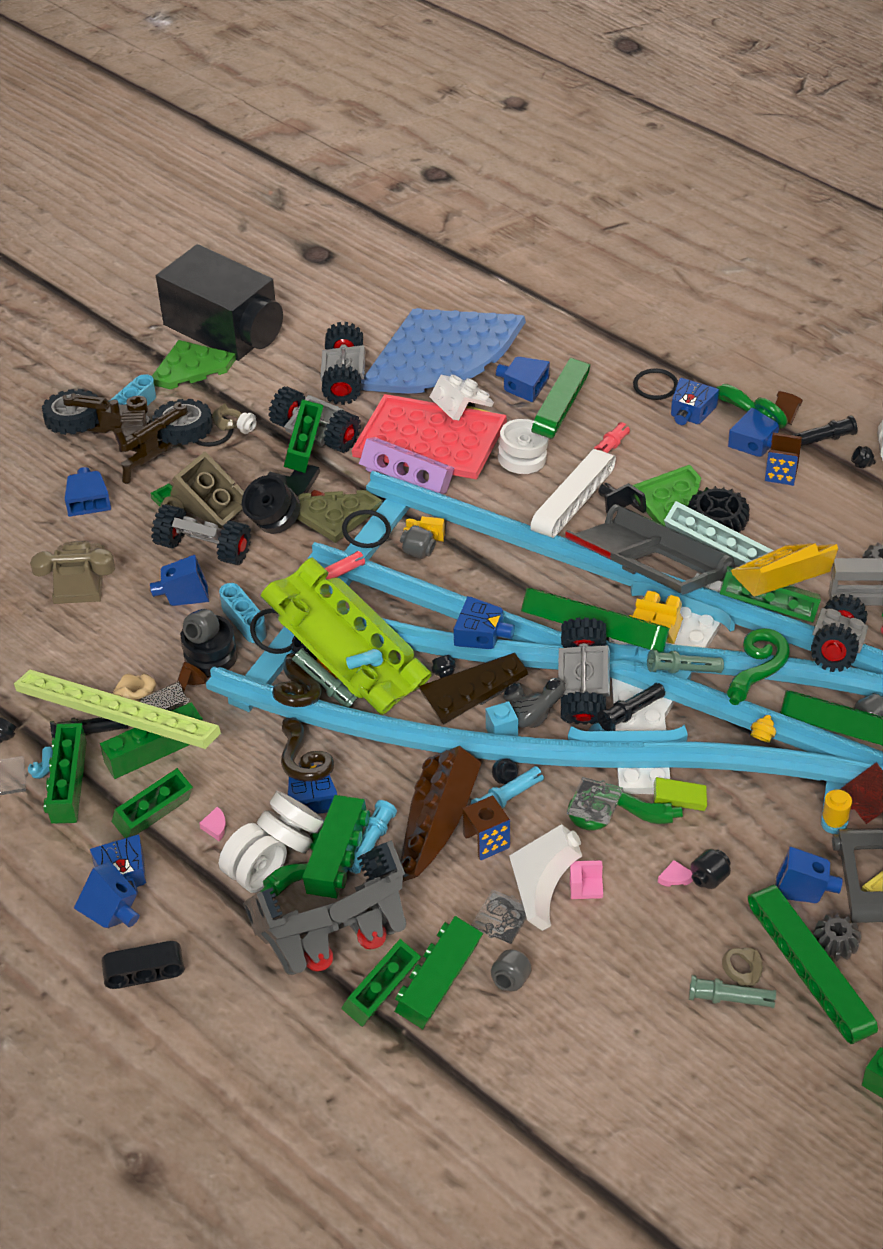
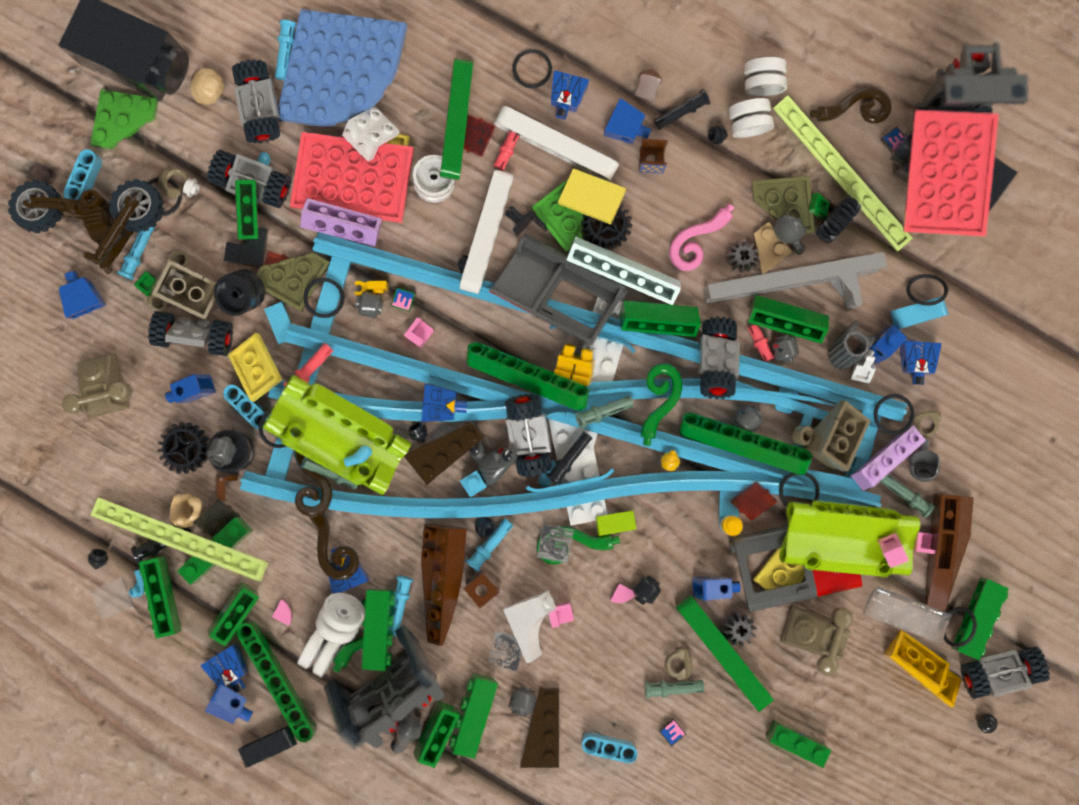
camera: 15 degrees left, 40 degrees up
(138, 643) = (180, 441): none -> black gear
(159, 470) = (132, 260): none -> medium azure pin
(182, 893) = (276, 690): none -> green beam
(262, 570) = (254, 367): none -> light yellow tile
(292, 348) = (206, 86): none -> tan hair
(303, 543) = (278, 320): none -> medium azure tile
(341, 970) = (407, 731): none -> dark grey head
(388, 329) = (285, 41): none -> medium azure pin
(458, 548) = (403, 299): none -> tile
(467, 578) = (419, 332): none -> bright pink panel
(524, 377) = (418, 85): blue torso -> none
(532, 1023) = (543, 736): none -> dark brown wing
(579, 427) = (477, 135): none -> clear red piece
(634, 1058) = (616, 754): none -> medium azure beam
(673, 441) = (556, 144): none -> white beam
(705, 478) = (592, 196): none -> light yellow tile
(721, 1050) = (672, 732): none -> tile
(736, 397) = (595, 74): green plant -> none
(785, 567) = (669, 302): yellow slope -> none
(851, 531) = (721, 218): none -> bright pink plant

